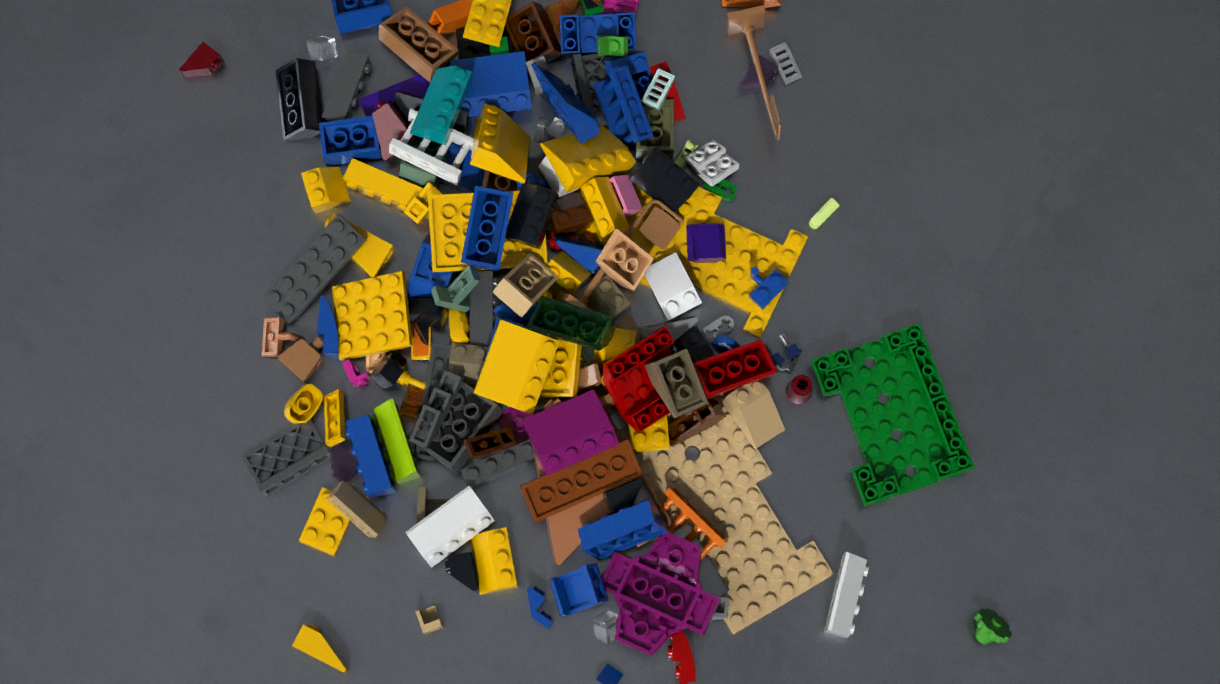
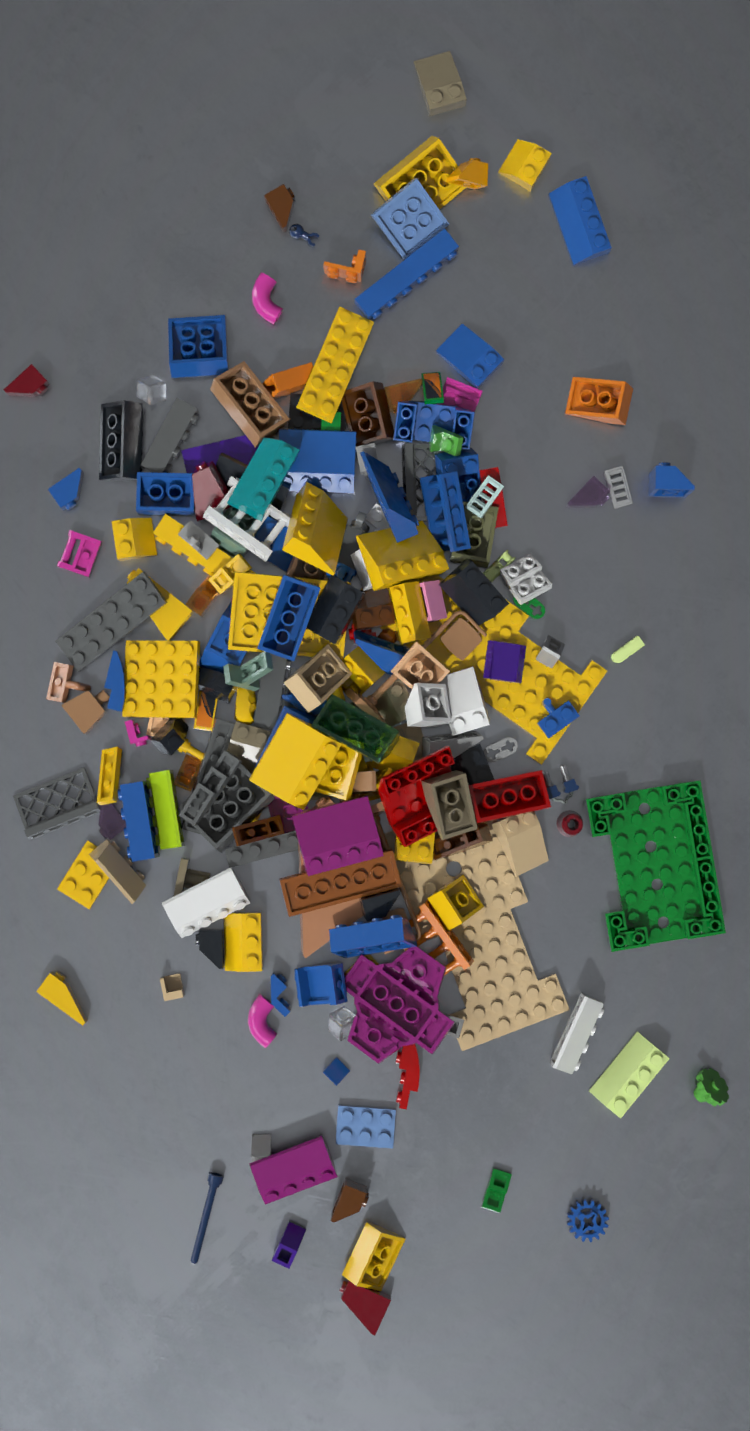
camera: 10 degrees right, 10 degrees up
(254, 153) = (68, 490): none -> blue slope
(280, 212) = (85, 554): none -> dark pink plate
(303, 404) = (80, 756): yellow piece -> none
(388, 176) = (198, 540): none -> light grey piece
(401, 232) = (203, 598): none -> clear orange slope
(521, 638) = (258, 1021): none -> dark pink cylinder
(638, 294) = (427, 705): none -> white slope
(699, 484) = (455, 902): none -> yellow slope
(724, 343) = (505, 767): blue slope -> none
(746, 22) = (586, 439): medium nougat piece -> none
(748, 227) = (550, 652): none -> light grey slope
(833, 47) = (668, 482): none -> blue slope
(906, 628) = (629, 1074): none -> yellowish green slope

